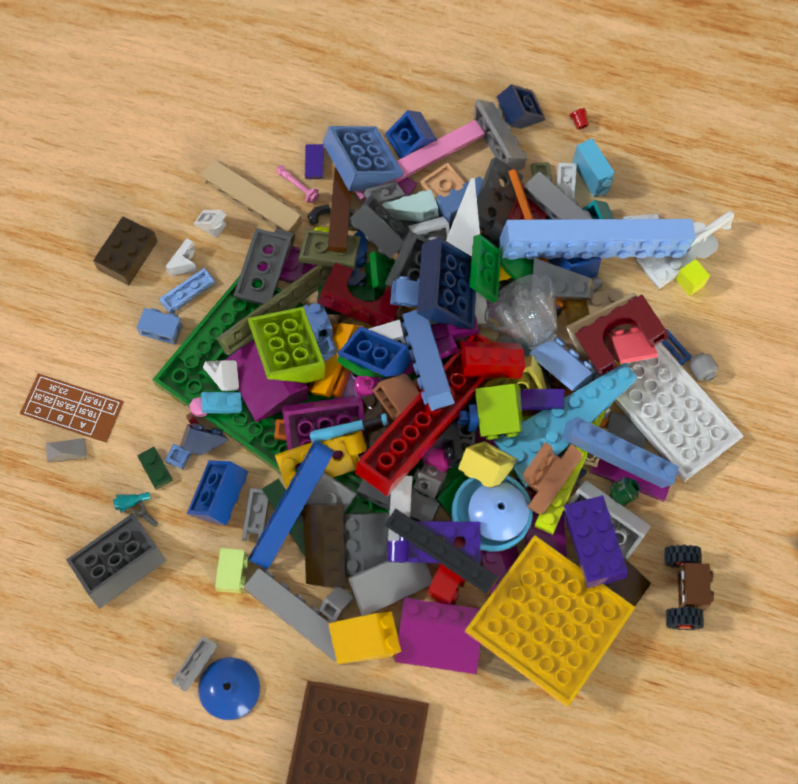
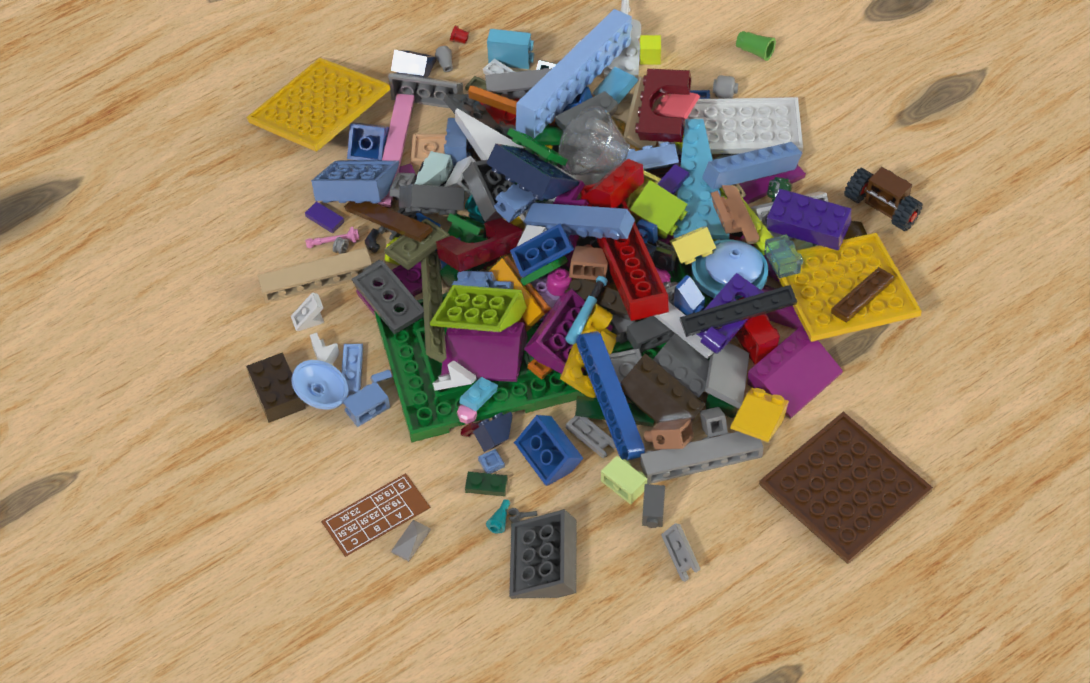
camera: 50 degrees left, 15 degrees down
(156, 280) = (319, 384): none -> light blue dish
(191, 317) = (382, 376): none -> medium blue tile
(216, 613) = (653, 505): none -> dark grey slope
(239, 698) = (716, 553): blue dish -> none
(293, 194) = (340, 245): none -> light grey bush
(296, 579) = (670, 434): none -> nougat torso
(412, 72) = (318, 104): none -> yellow plate
(423, 502) = (688, 297): none -> slope
(536, 547) = (783, 256): none -> clear light blue brick
(546, 126) = (444, 57): none -> light grey cone
(547, 642) = (862, 294): none -> reddish brown tile
(619, 280) = (616, 84): none -> medium azure tile
(776, 360) = (756, 44): none -> bright green plant

